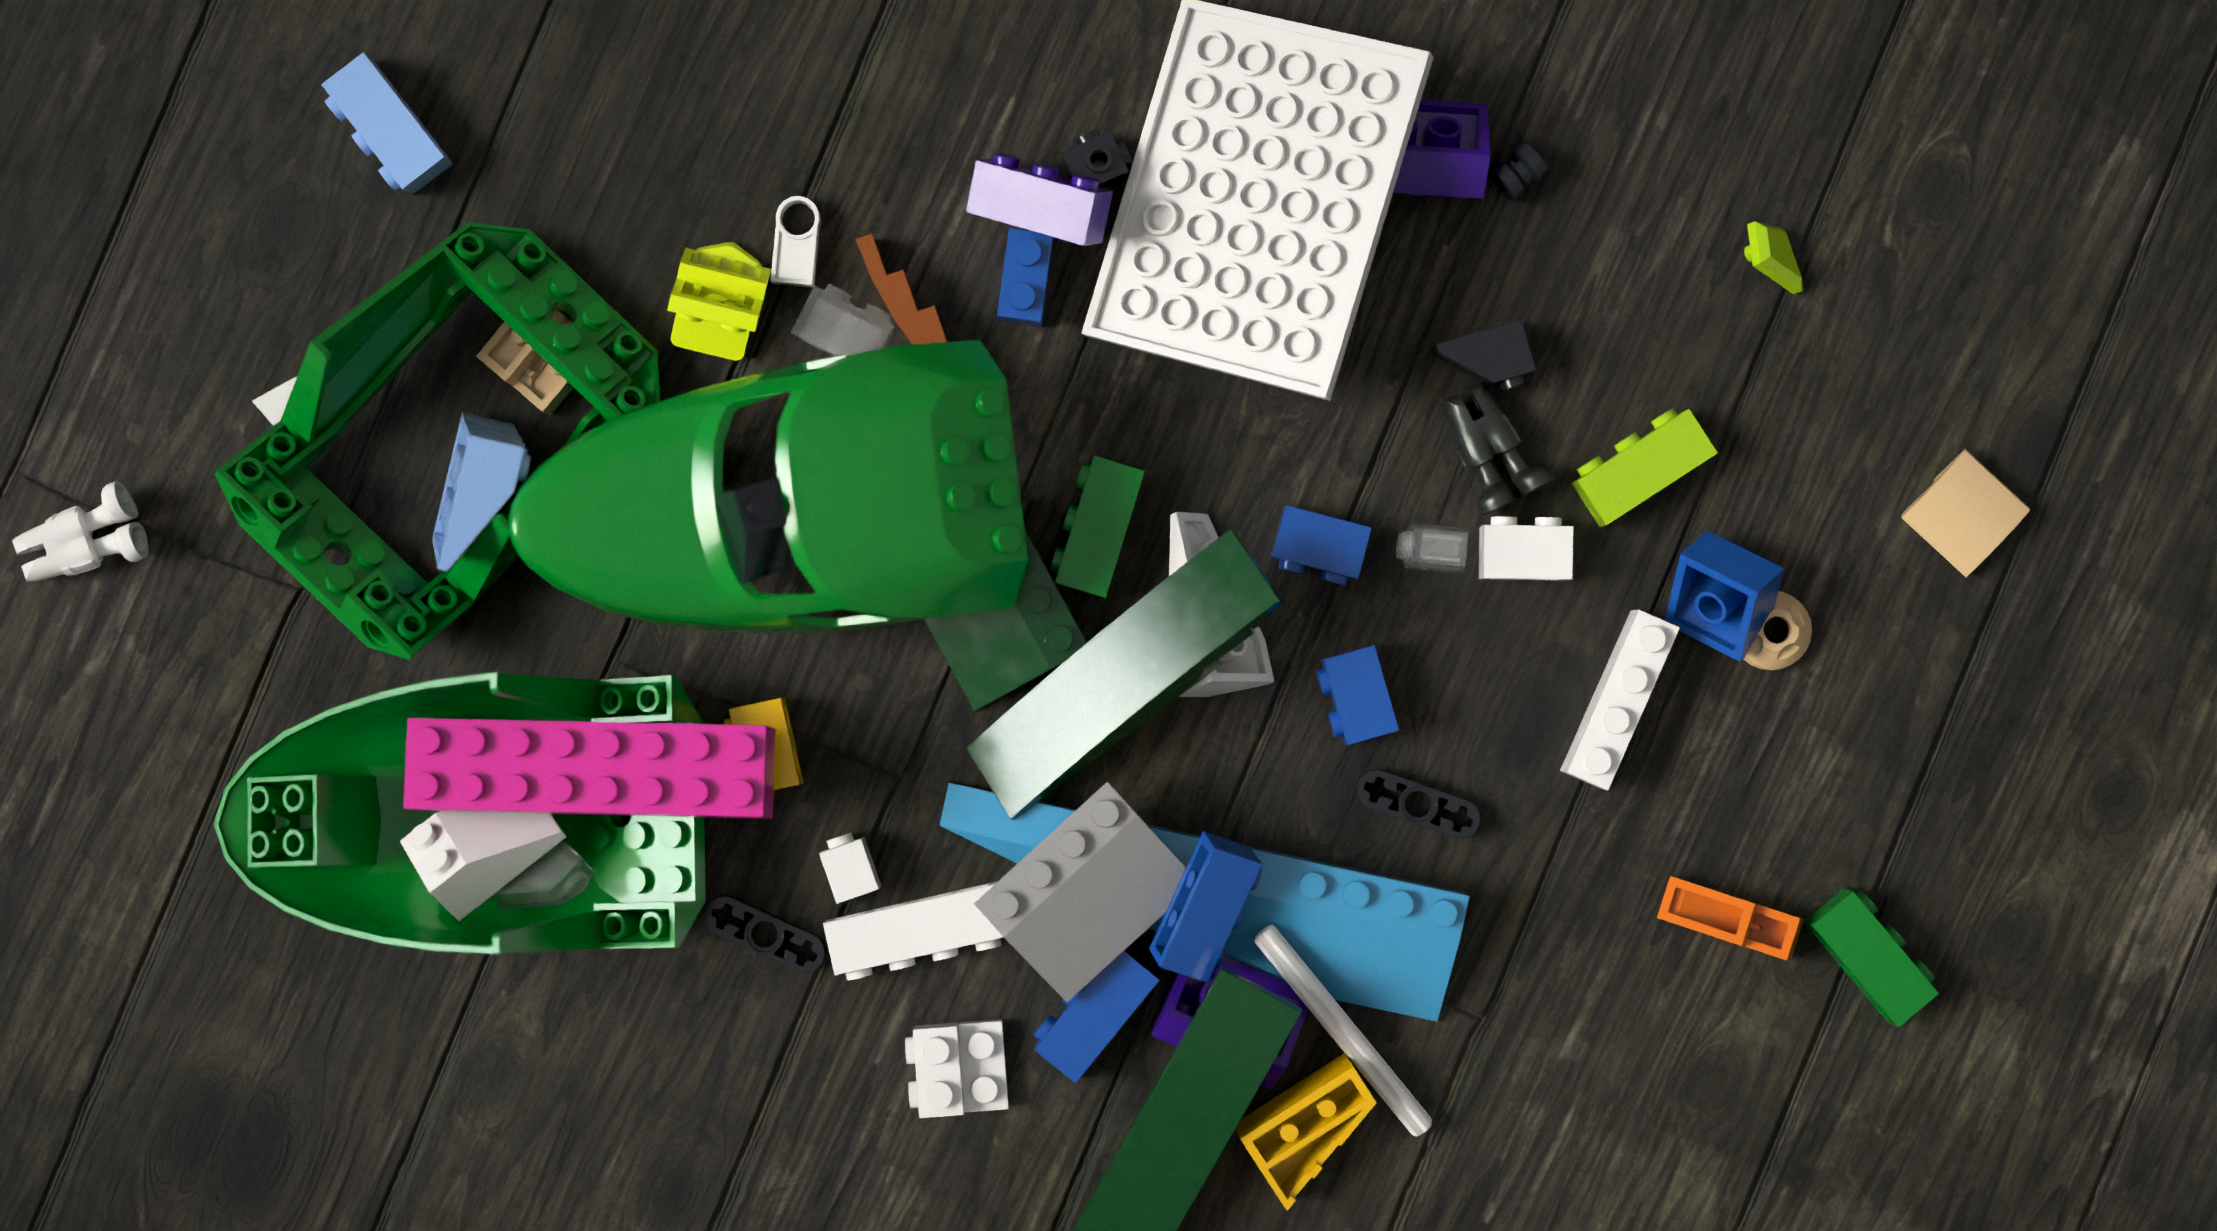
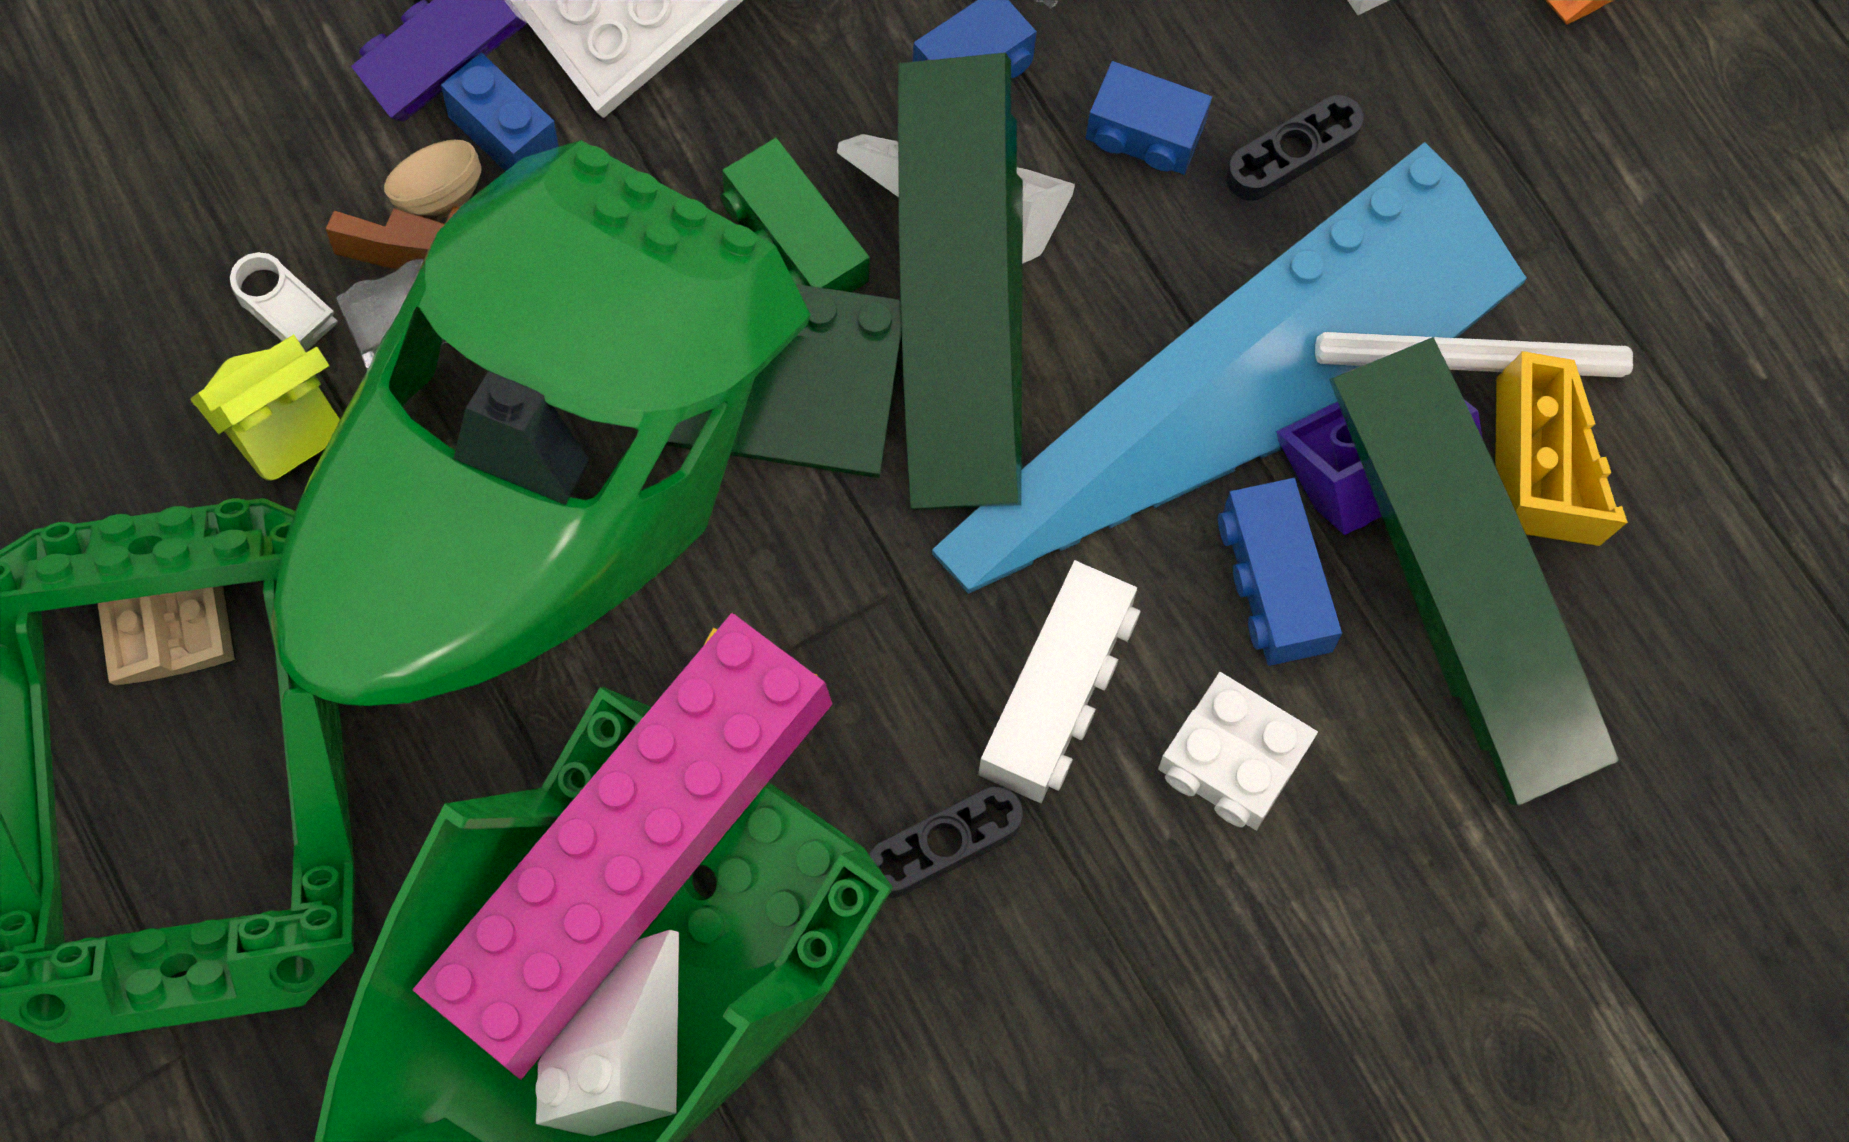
camera: 60 degrees left, 20 degrees down
(479, 481) = (228, 735): light blue slope -> none
(547, 881) = (708, 982): clear slope -> none
(849, 867) = (943, 700): white brick -> none
(949, 262) = (434, 179): none -> tan piece
(1084, 892) = (1150, 469): light grey slope -> none
(1206, 907) = (1254, 364): blue brick -> none

